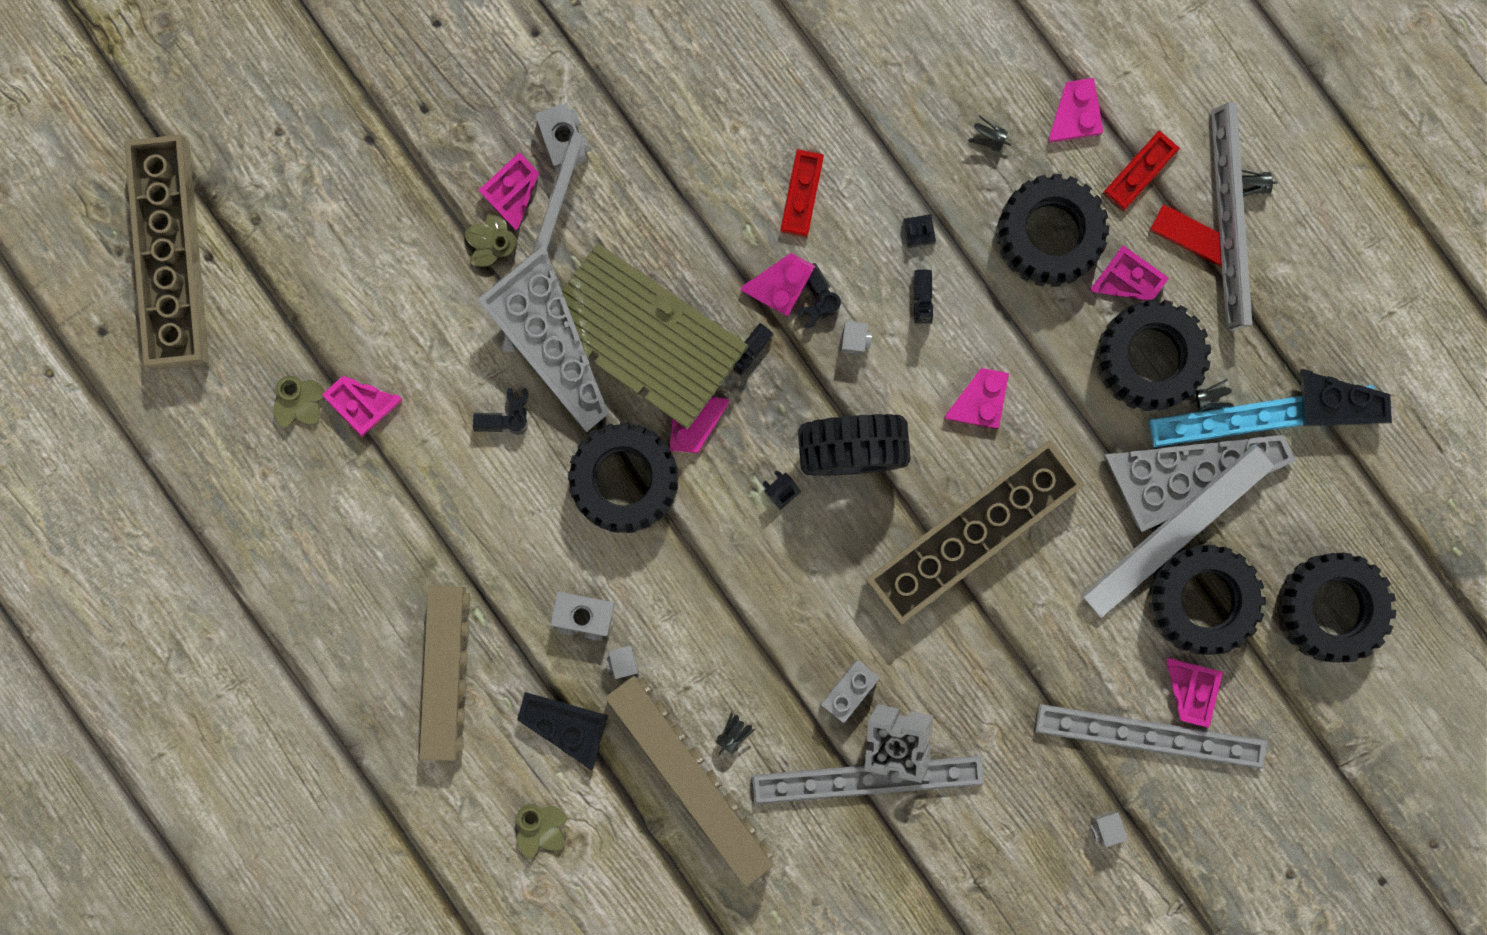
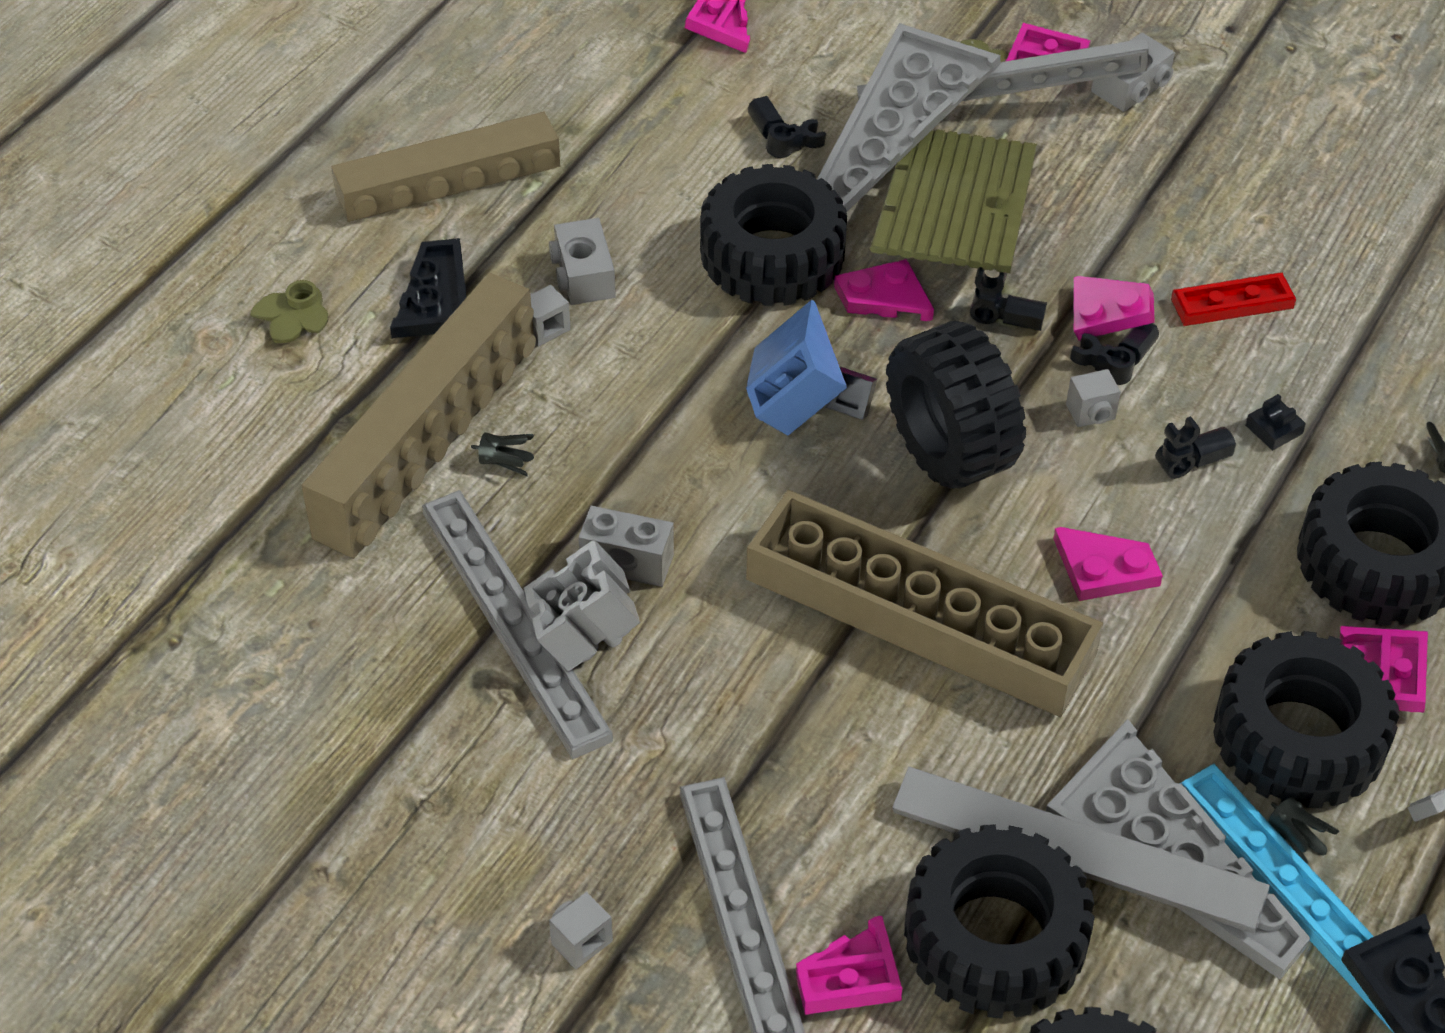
camera: 65 degrees right, 35 degrees down
(752, 523) = (794, 372): none -> medium blue slope

